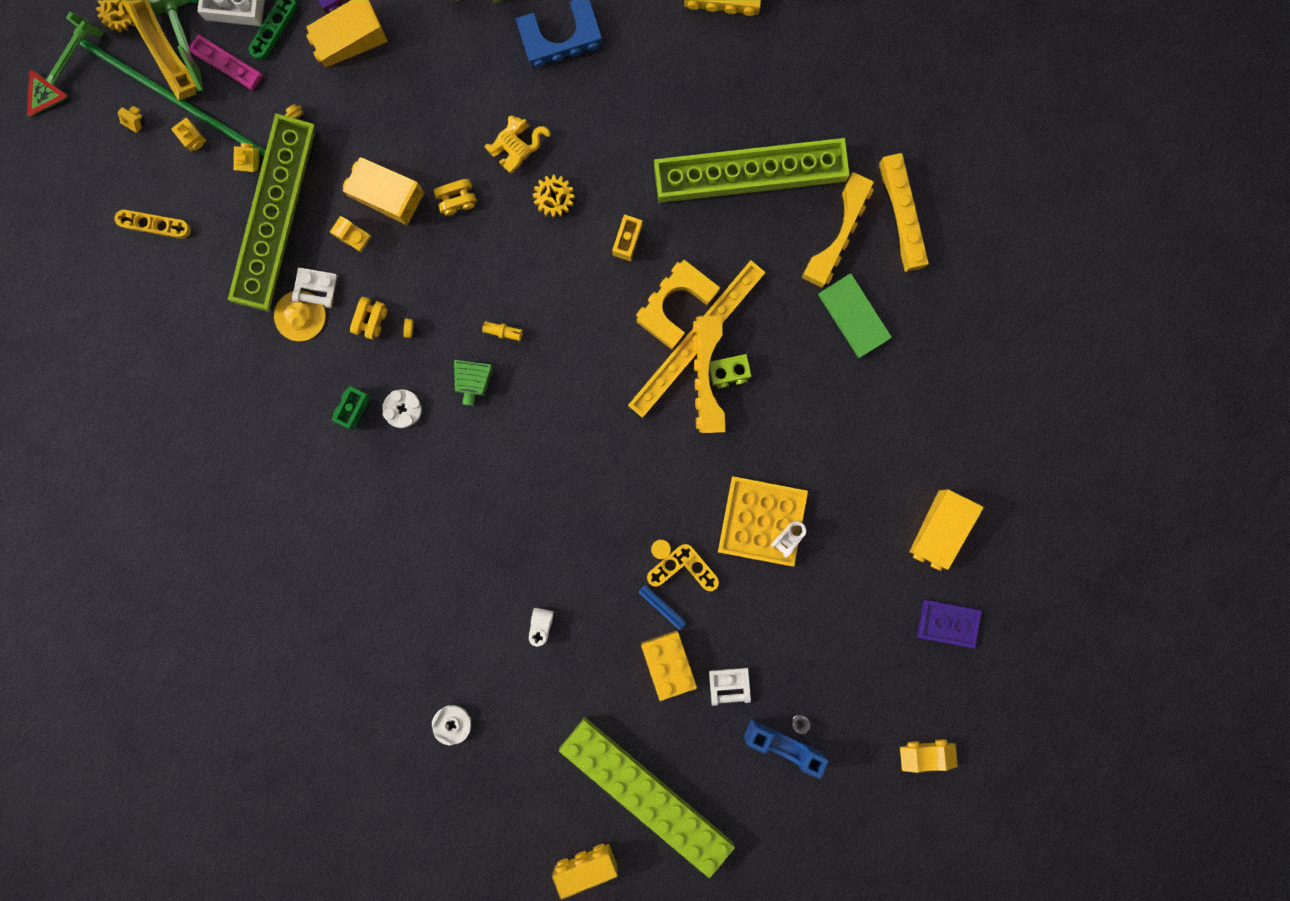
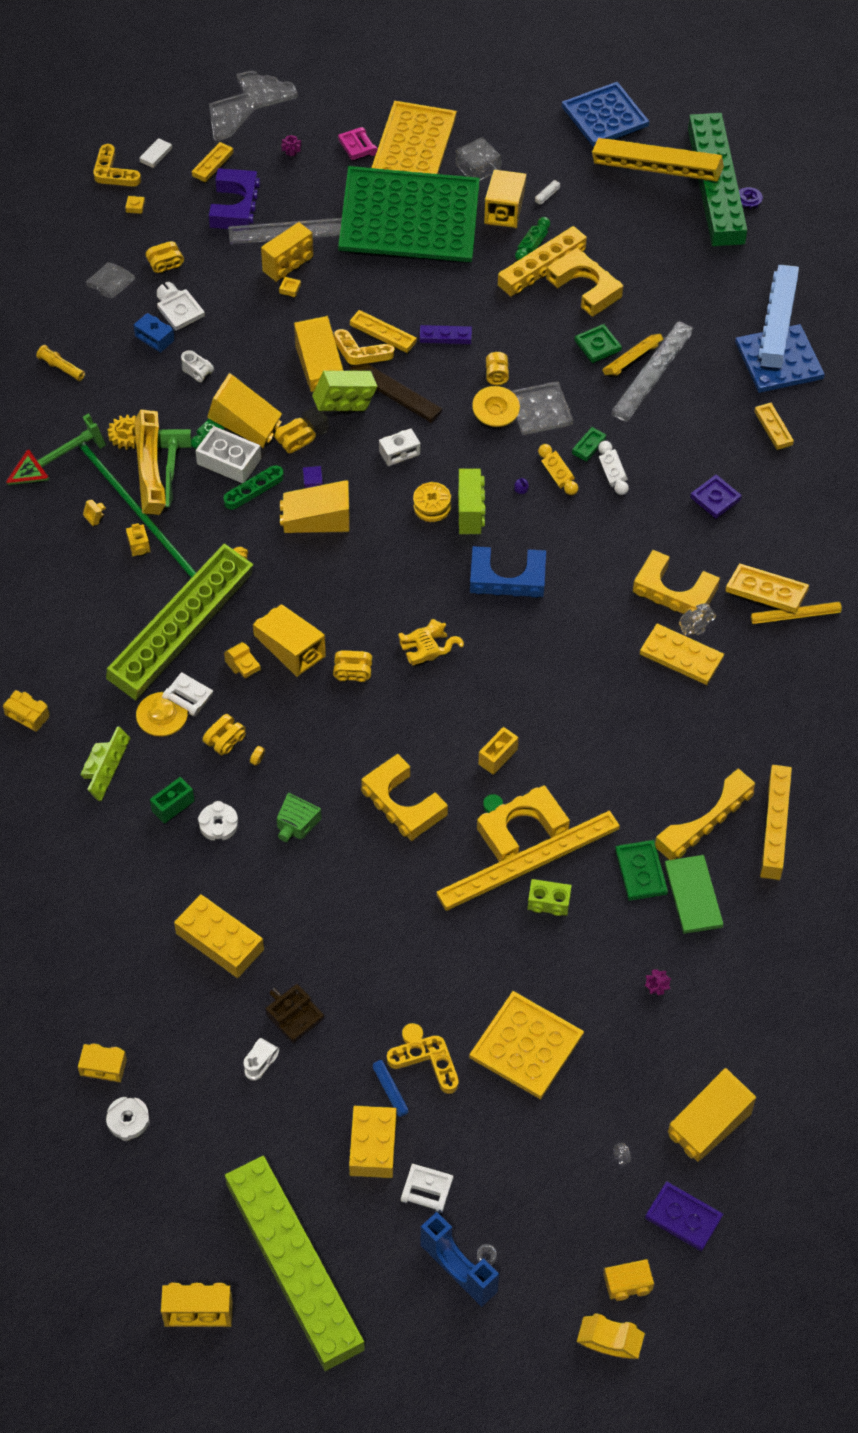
camera: 25 degrees right, 30 degrees down
(152, 226) = (69, 597): yellow beam -> none
(172, 365) = (26, 710): none -> yellow brick
(225, 62) = (198, 500): dark pink tile -> none
(246, 157) = (179, 573): yellow brick -> none
(269, 390) = (103, 762): none -> lime bracket
(407, 685) = (102, 1062): none -> yellow brick
(453, 525) = (219, 936): none -> yellow brick
(502, 330) = (344, 789): yellow pin -> none
(532, 317) = (410, 820): none -> yellow arch
(551, 572) = (293, 1012): none -> dark brown plate
(560, 194) = (453, 696): yellow gear -> none
(642, 292) = (491, 802): none -> green tile
(711, 416) = (515, 927): yellow arch -> none
(751, 170) = (640, 735): lime brick -> none
(755, 60) = (681, 654): none -> yellow plate
(759, 22) = (697, 620): none -> clear plate
(788, 539) = (543, 1064): white piece -> none
(799, 307) = (641, 870): none -> green tile
(854, 418) = (657, 982): none -> magenta gear
(880, 590) = (622, 1153): none -> clear tile
(925, 701) = (628, 1280): none -> yellow brick

